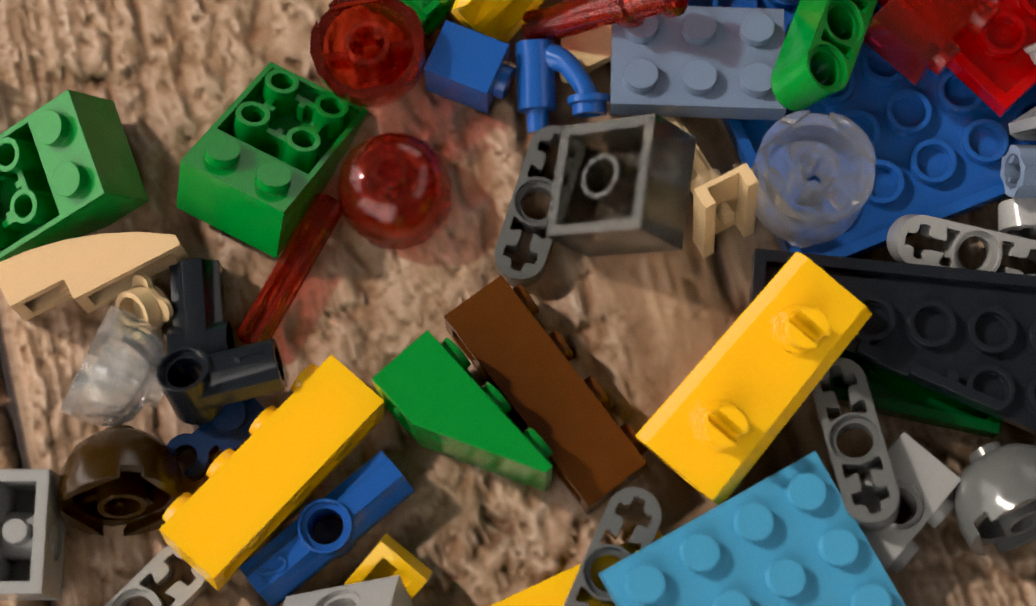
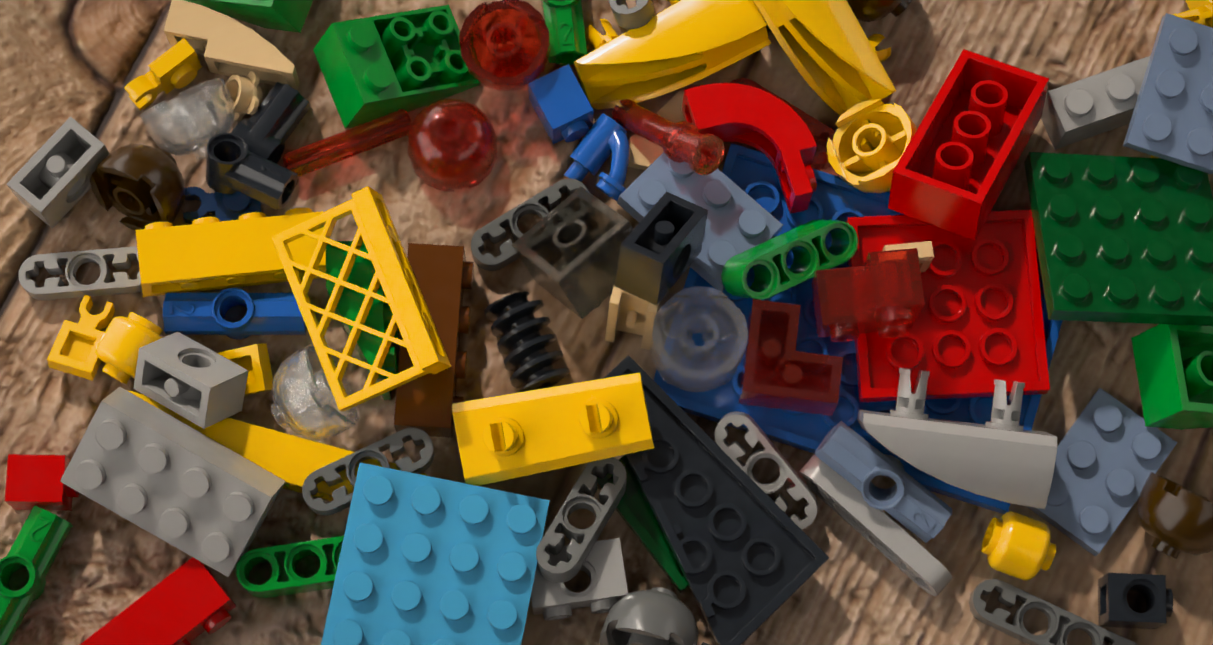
camera: 35 degrees right, 0 degrees up
(49, 340) = (169, 71): none -> yellow plate
(480, 548) = (306, 400): none -> clear cylinder
(484, 358) = (397, 282): none -> yellow fence
(641, 320) = (524, 343): none -> black piece
(712, 113) = (661, 248): none -> black brick
(912, 143) = (777, 373): none -> clear red brick

